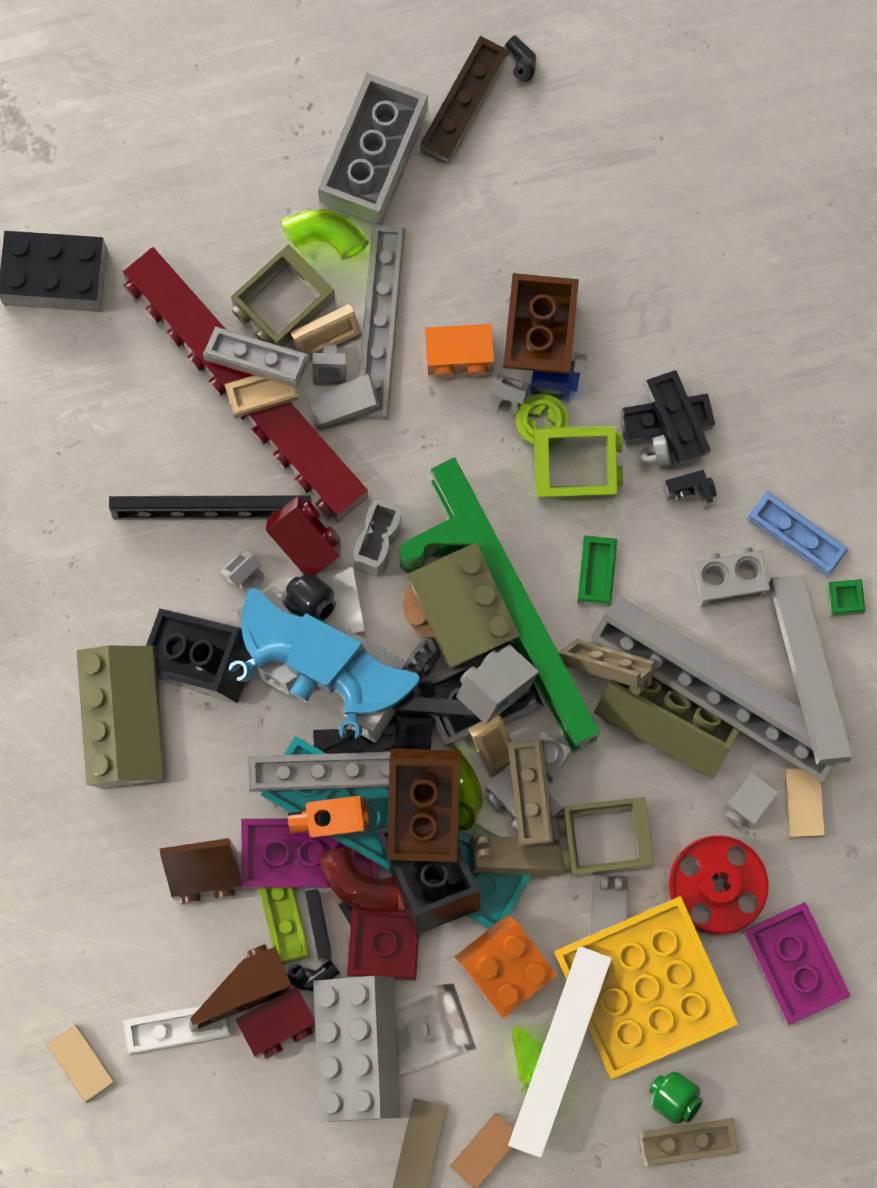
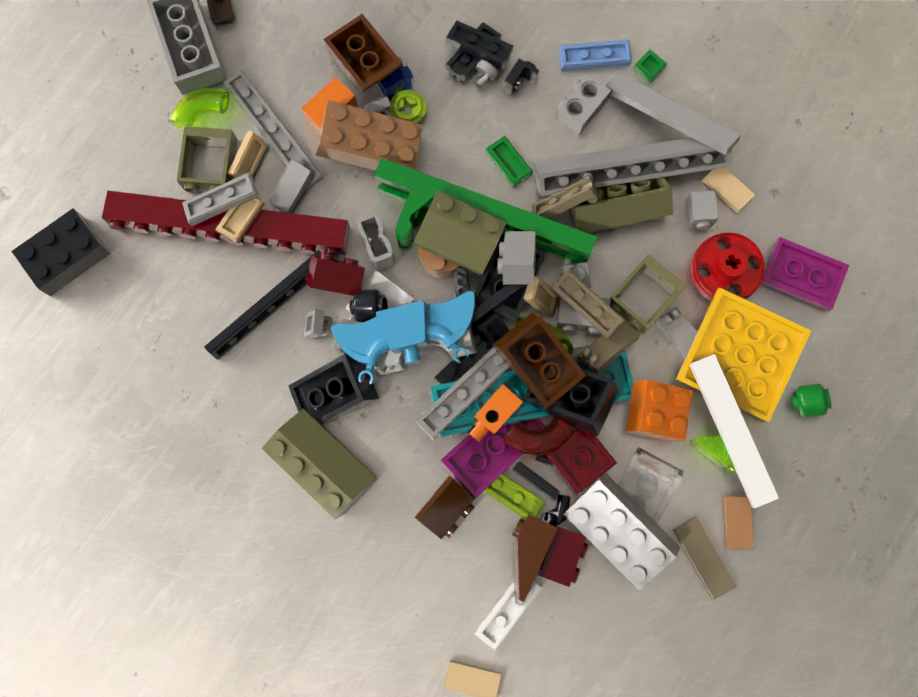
camera: 40 degrees left, 0 degrees up
(329, 365) = (266, 174): light grey tile -> none
(464, 422) = (366, 137): none -> medium nougat brick
(541, 460) = (430, 128): lime window -> none
(688, 1142) = (839, 419): dark tan hinge -> none

